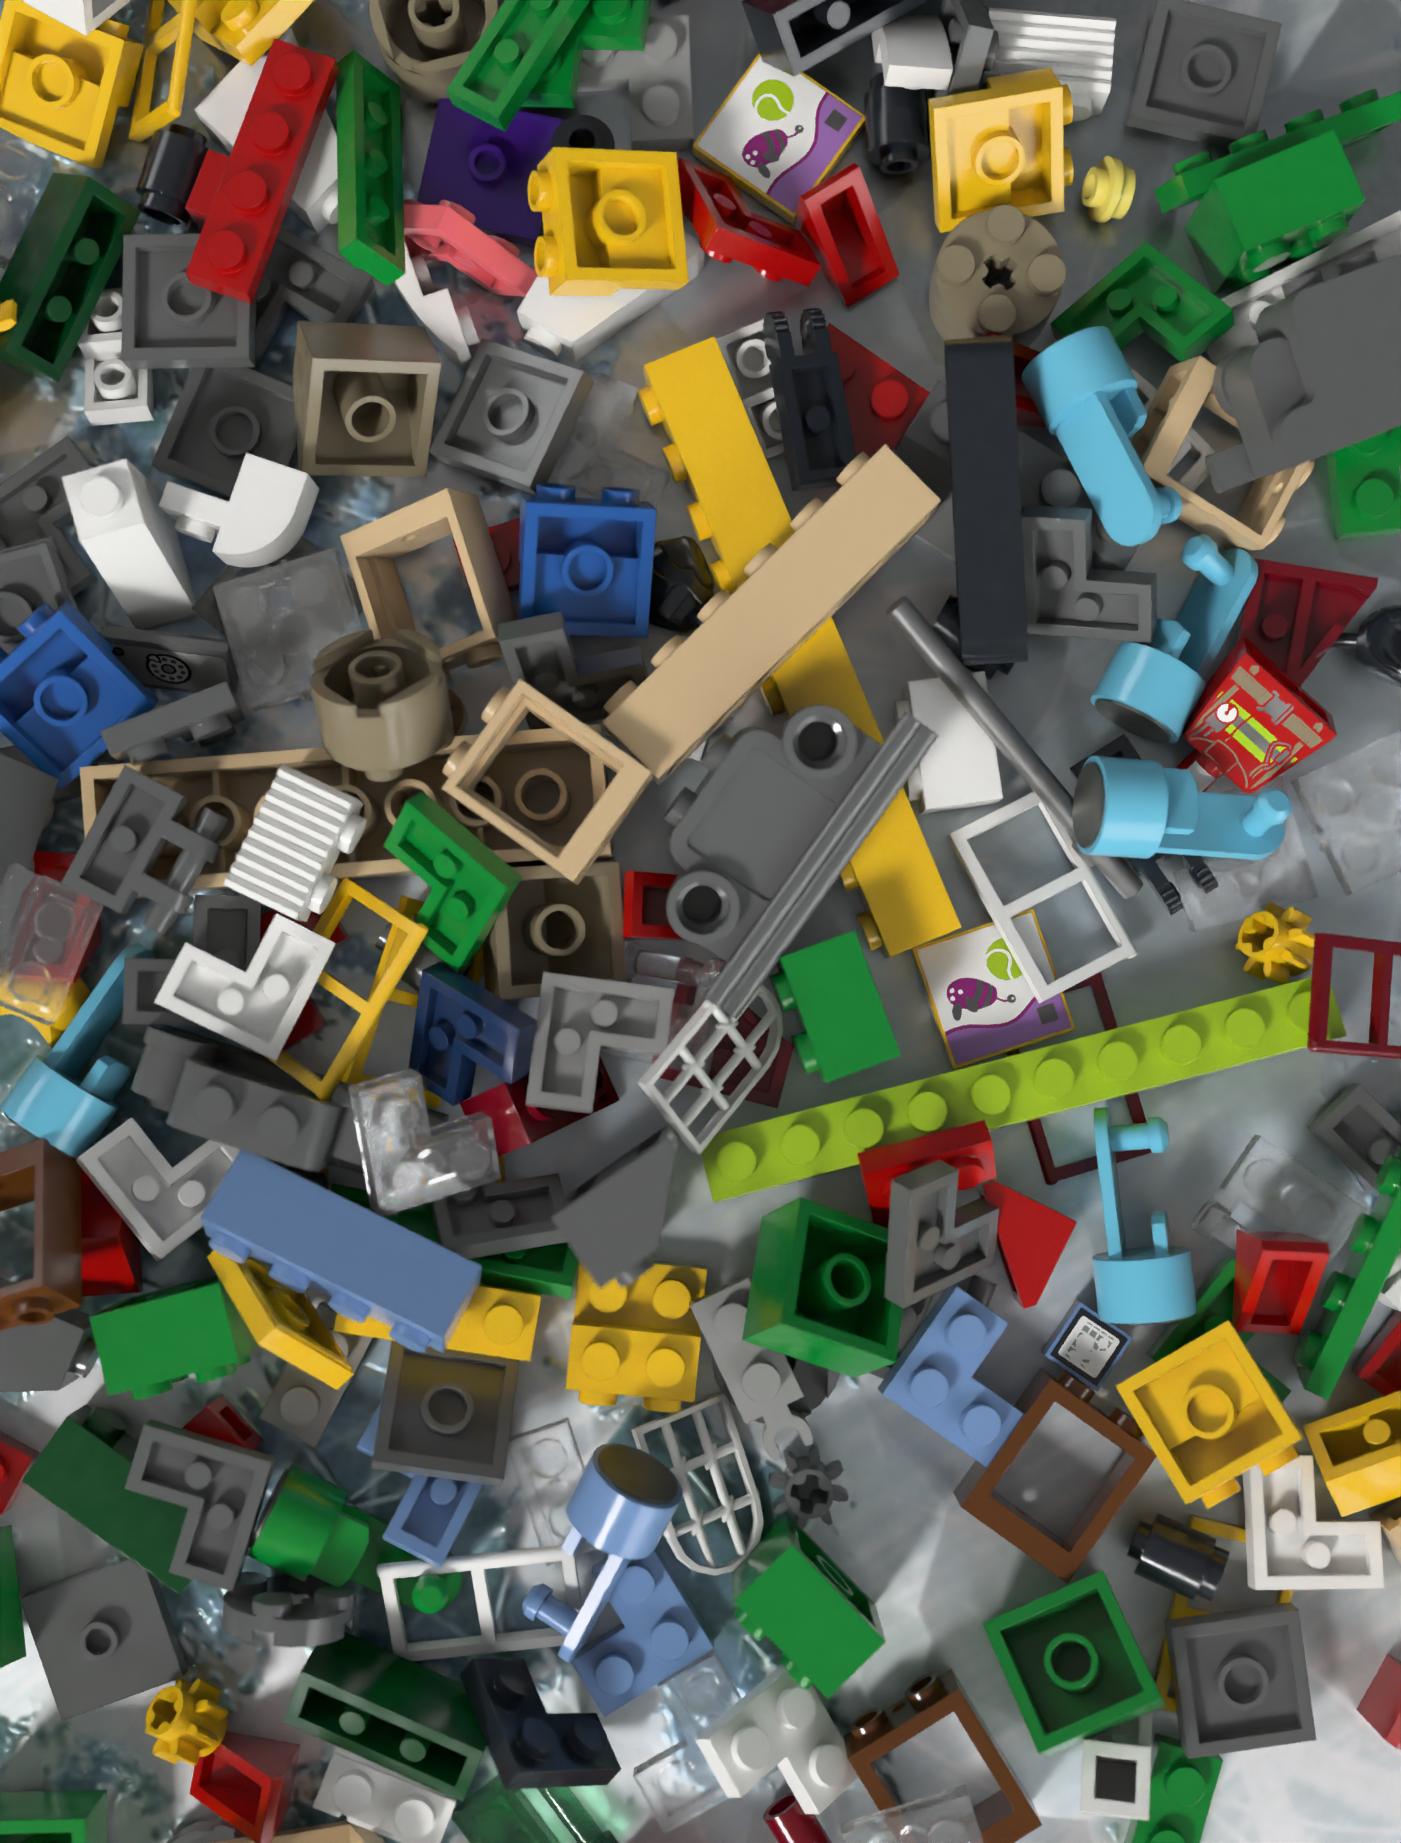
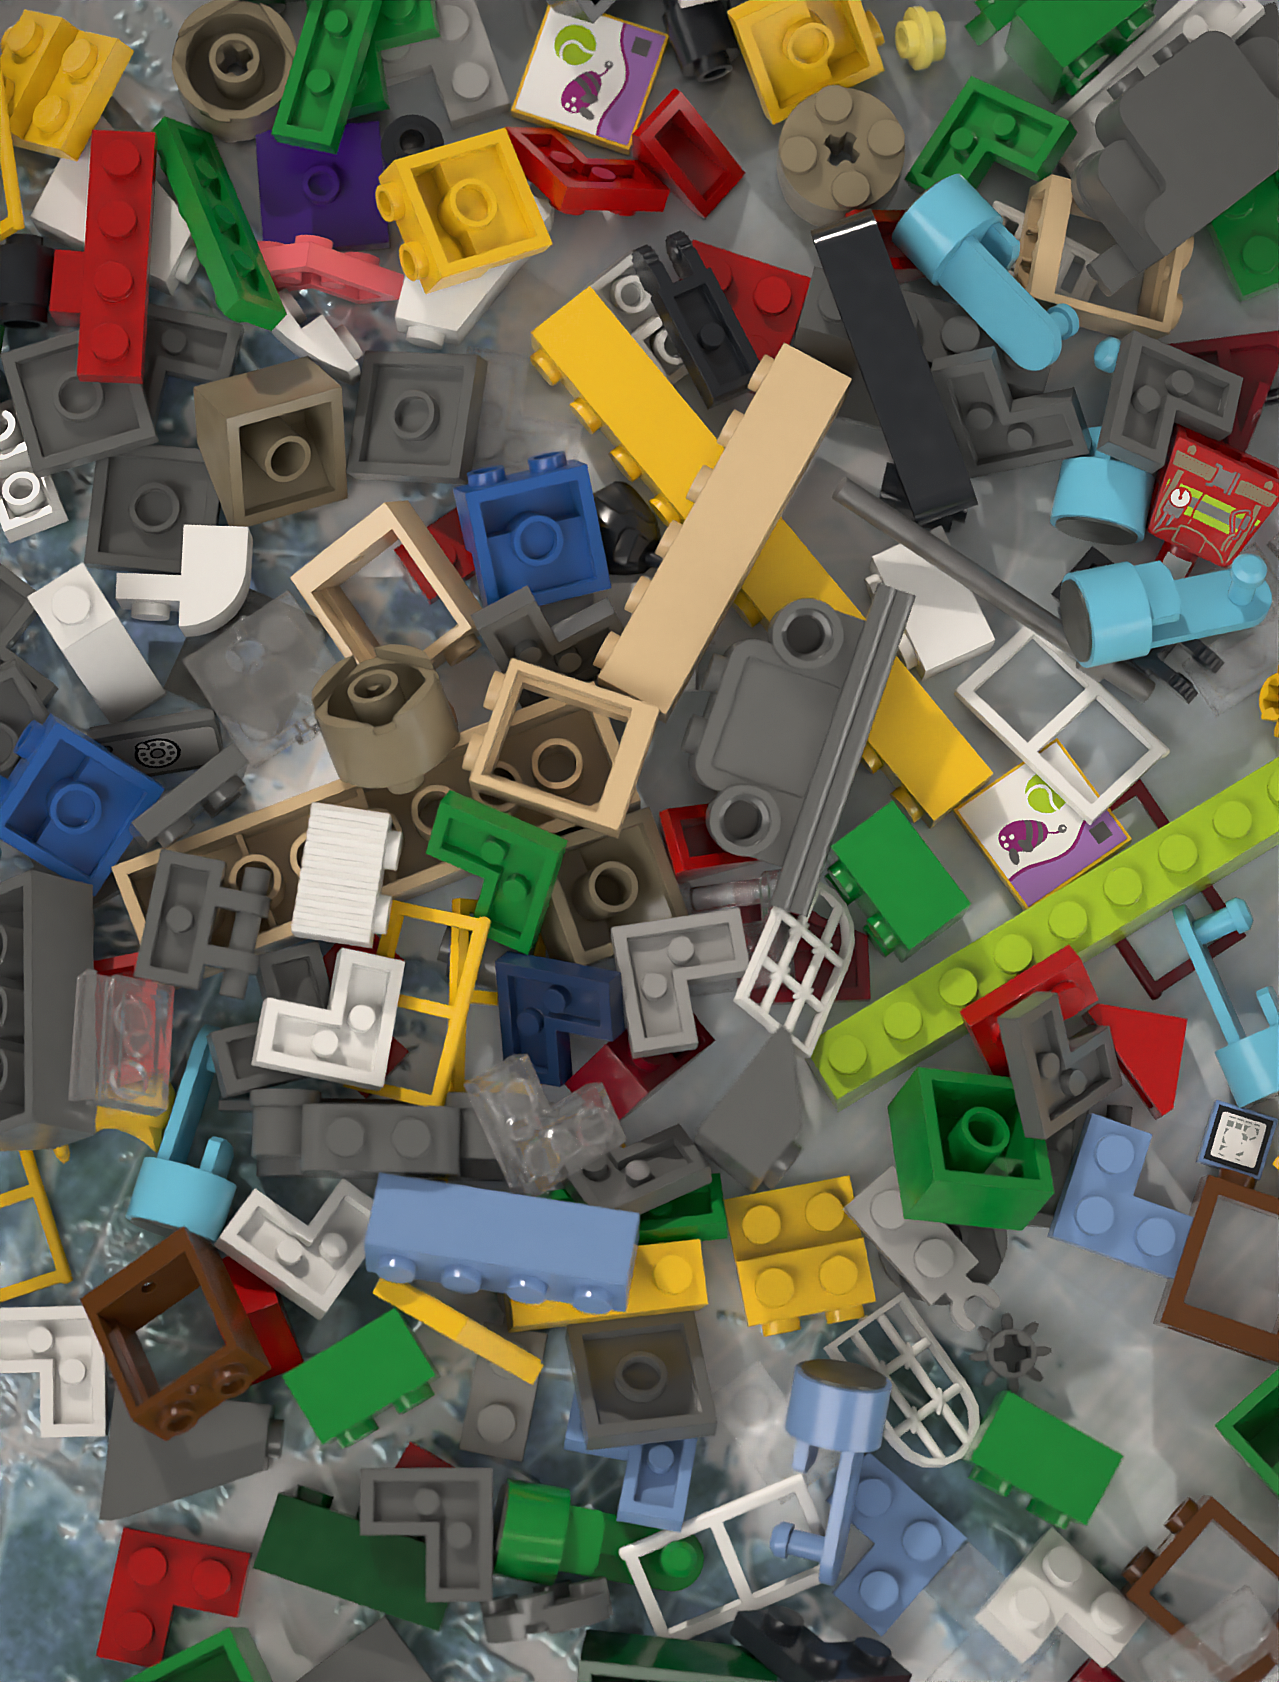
camera: 20 degrees left, 5 degrees down
(1239, 600) = (1158, 388): none -> dark grey plate

